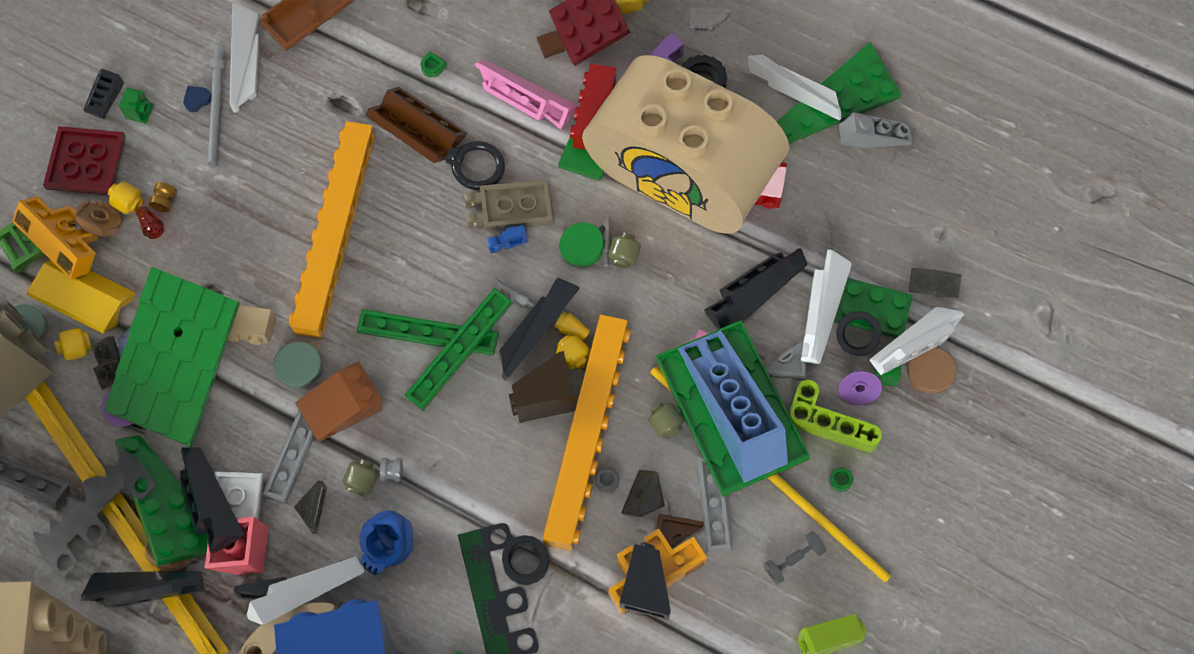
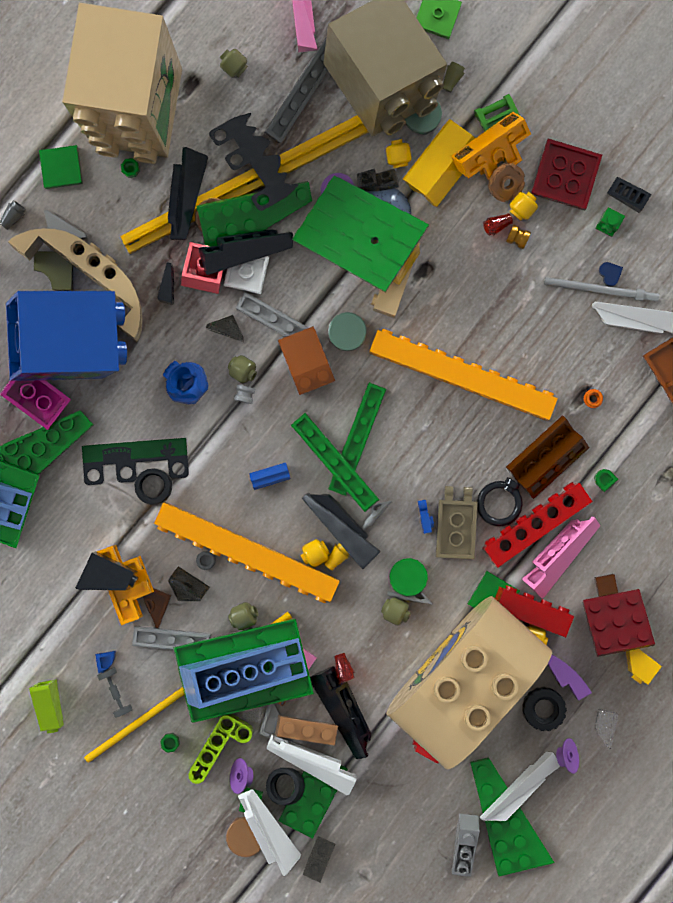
camera: 100 degrees right, 20 degrees up
(296, 591) = (153, 314): white wedge -> none
(339, 86) = (599, 398): none -> orange plate
(460, 83) = (579, 500): none -> red brick
(488, 421) = (269, 476): none -> blue axle
(543, 391) = (281, 525): dark brown slope -> none
(704, 296) = (343, 668): none -> clear red cone
(749, 47) = (568, 756): none -> medium lavender piece
(758, 580) = (105, 660): none -> blue tile
(786, 321) = (306, 730): none -> medium nougat arch

